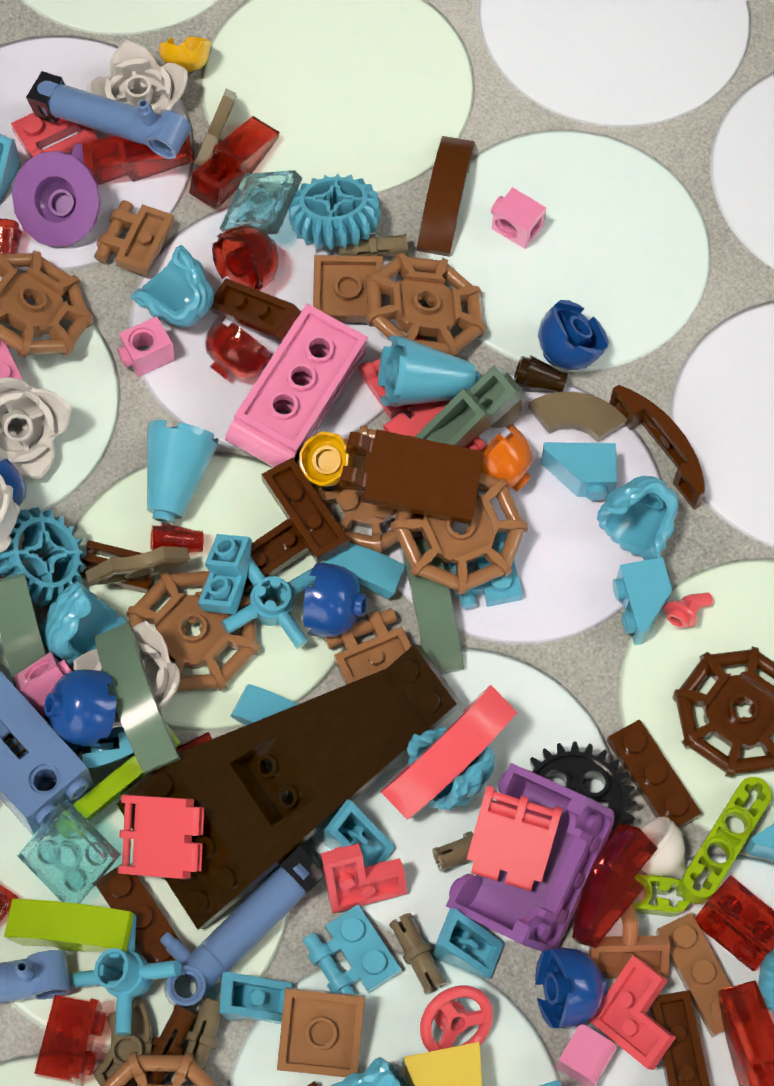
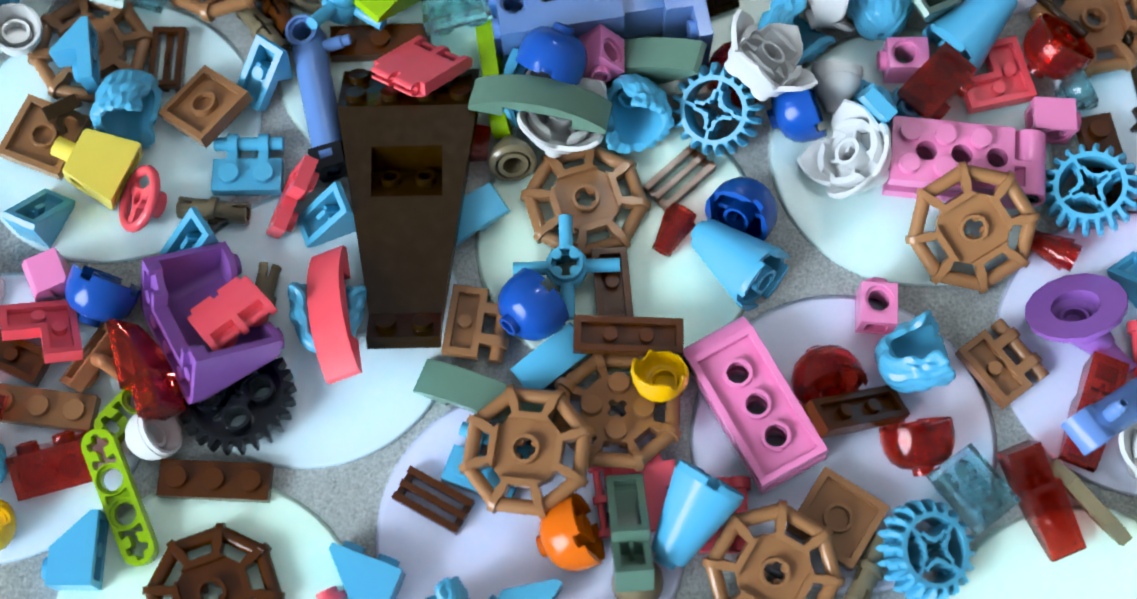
camera: 125 degrees right, 5 degrees up
(121, 487) = (744, 206): none -> blue cylinder
(152, 562) = (662, 179): dark tan tile -> none
(192, 714) = (512, 159): none -> dark tan brick
(228, 573) = (614, 245): medium azure slope -> none
(415, 475) = (588, 428): reddish brown tile -> none
(541, 564) = (406, 484): none -> reddish brown tile

